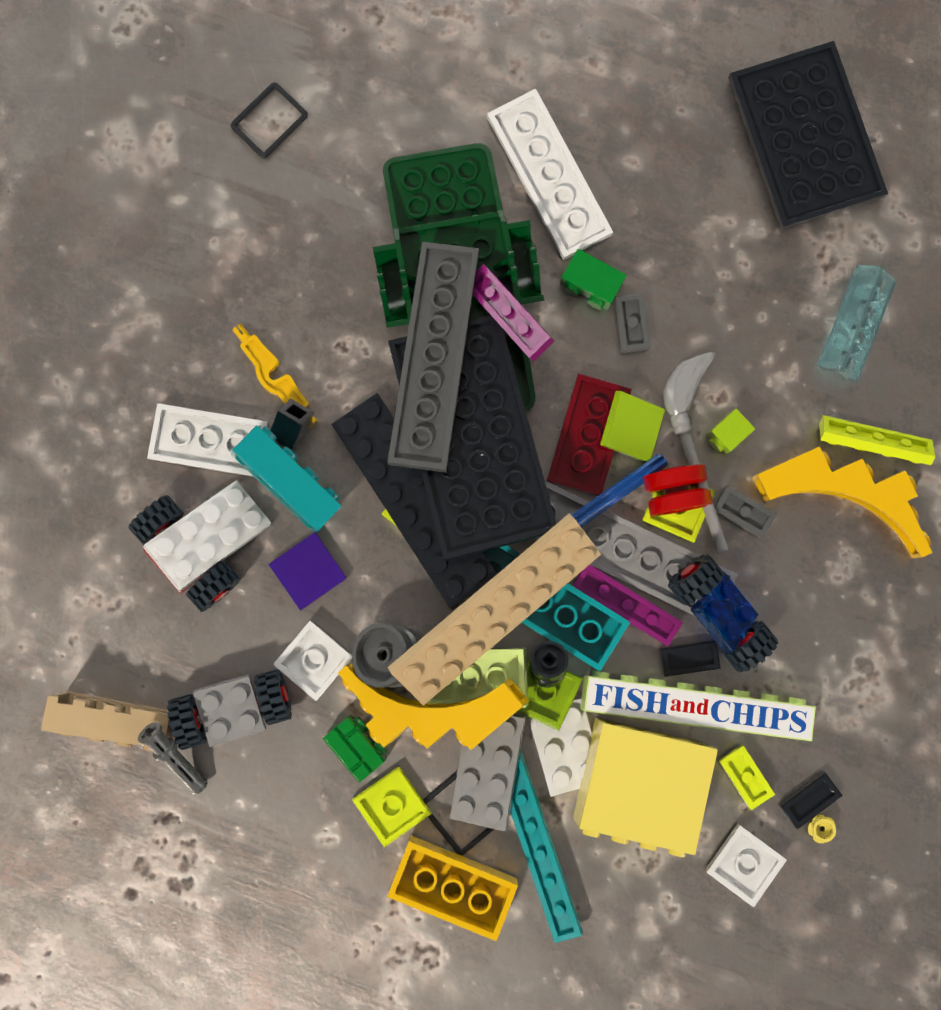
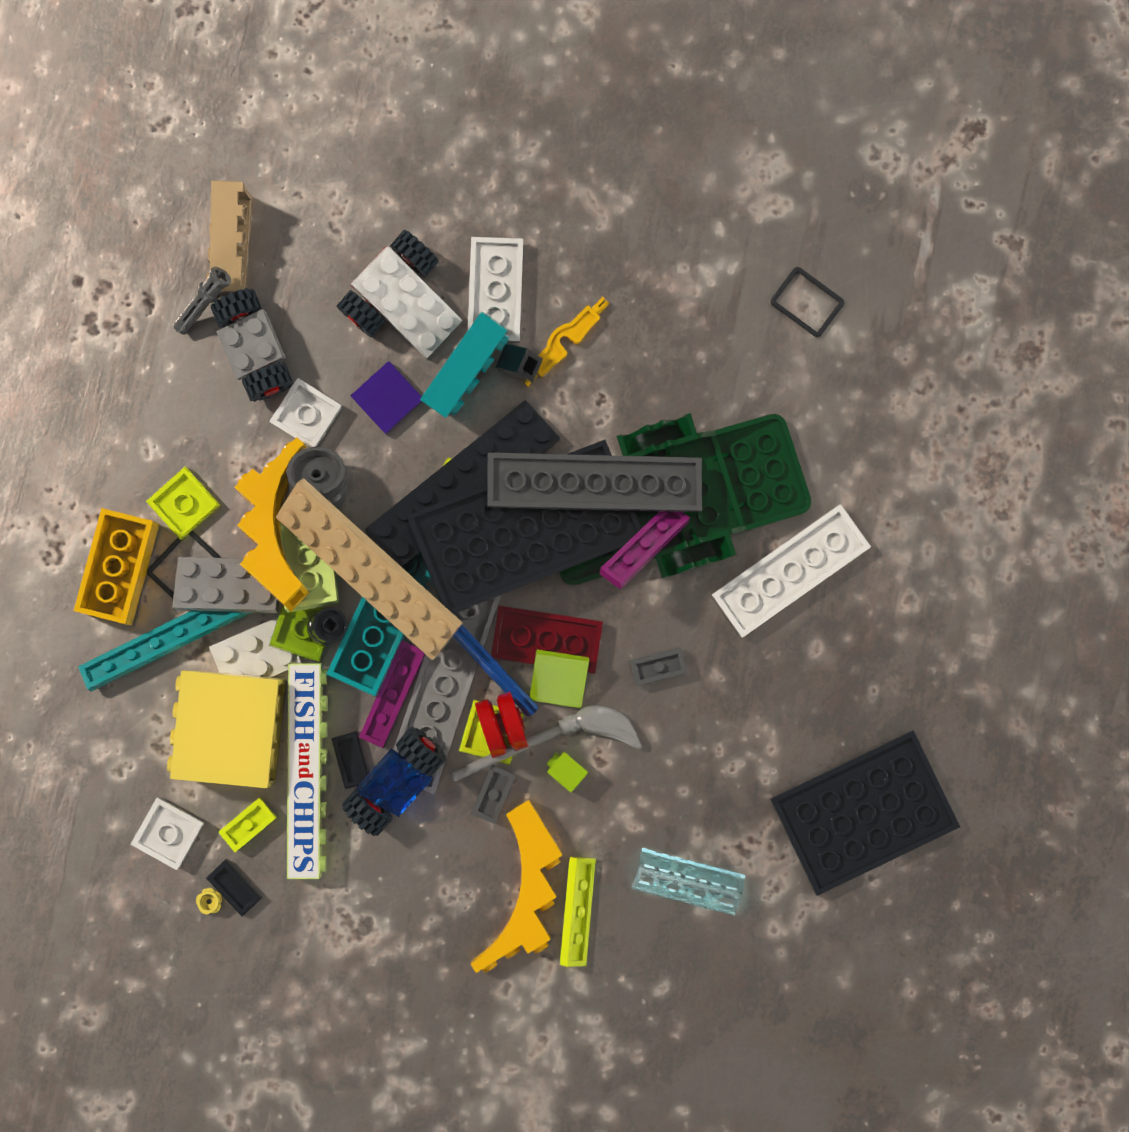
camera: 80 degrees right, 0 degrees up
(355, 747) = (231, 462): green brick -> none
(592, 279) = (694, 623): green brick -> none

